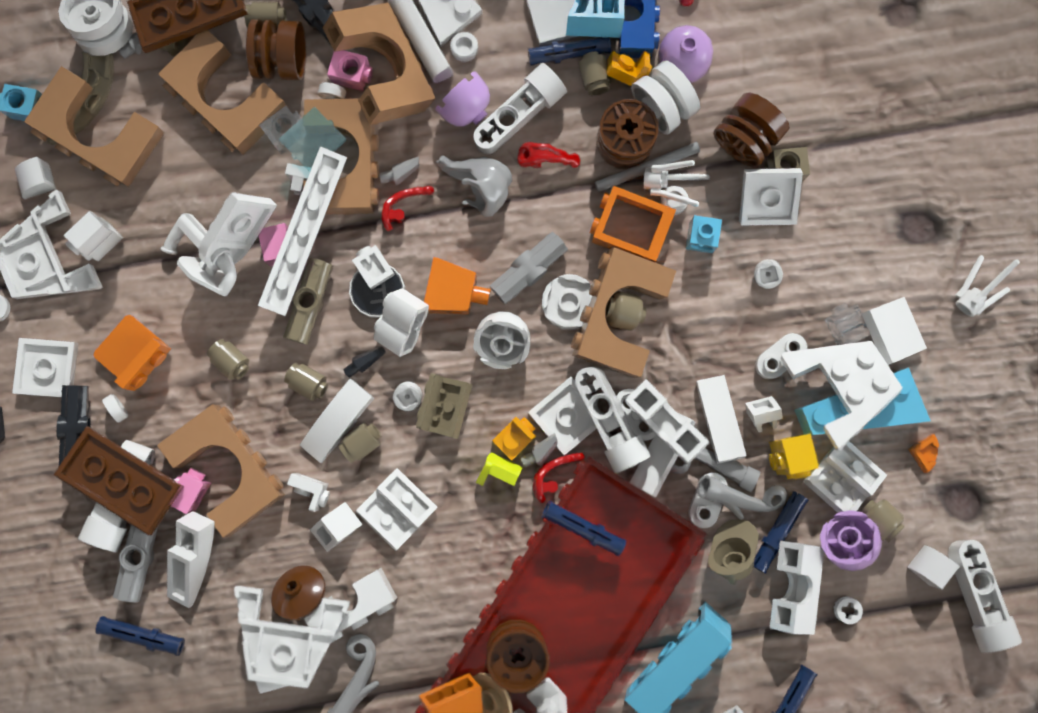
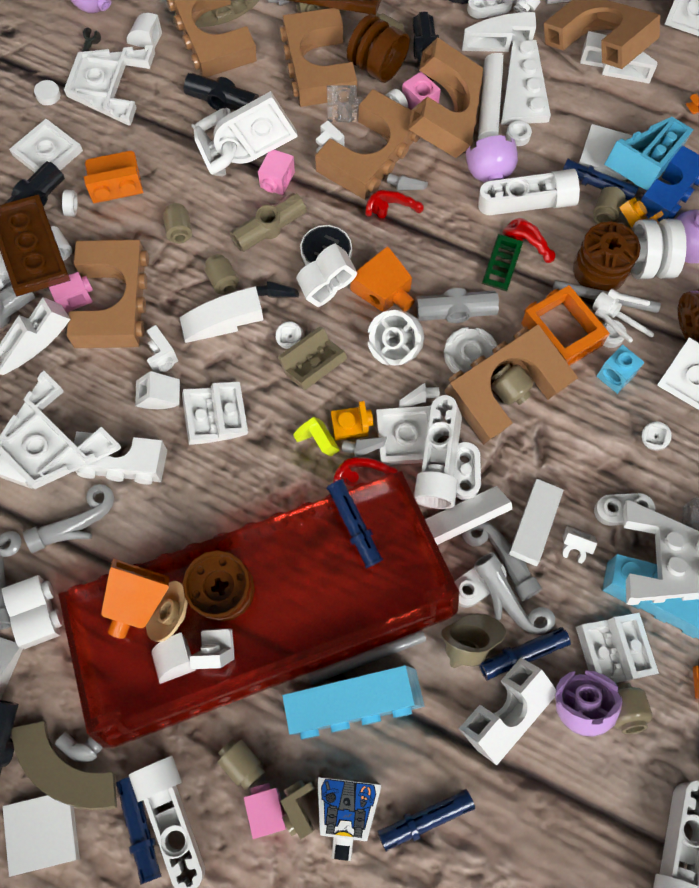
camera: 30 degrees right, 15 degrees down
(92, 237) = (151, 82): white brick -> none
(162, 197) = (217, 93): none -> black piece
(302, 231) = (301, 165): white plate -> none
(305, 598) = (87, 418): reddish brown dish -> none
(309, 135) = (358, 116): clear light blue piece -> none
(360, 442) = (227, 343): dark tan brick -> none
(372, 266) = (335, 226): white bracket -> none
(487, 179) = (470, 222): light grey piece -> none
(523, 178) = (507, 244): none -> dark green slope
(553, 374) = (419, 396): none -> white bar
(662, 620) = (366, 657): none -> light grey bar
(666, 422) = (490, 497): white arch -> none
(793, 456) = (582, 590): yellow brick -> none
(852, 618) = (533, 770): white bush -> none
(933, 567) = (652, 787): white brick -> none

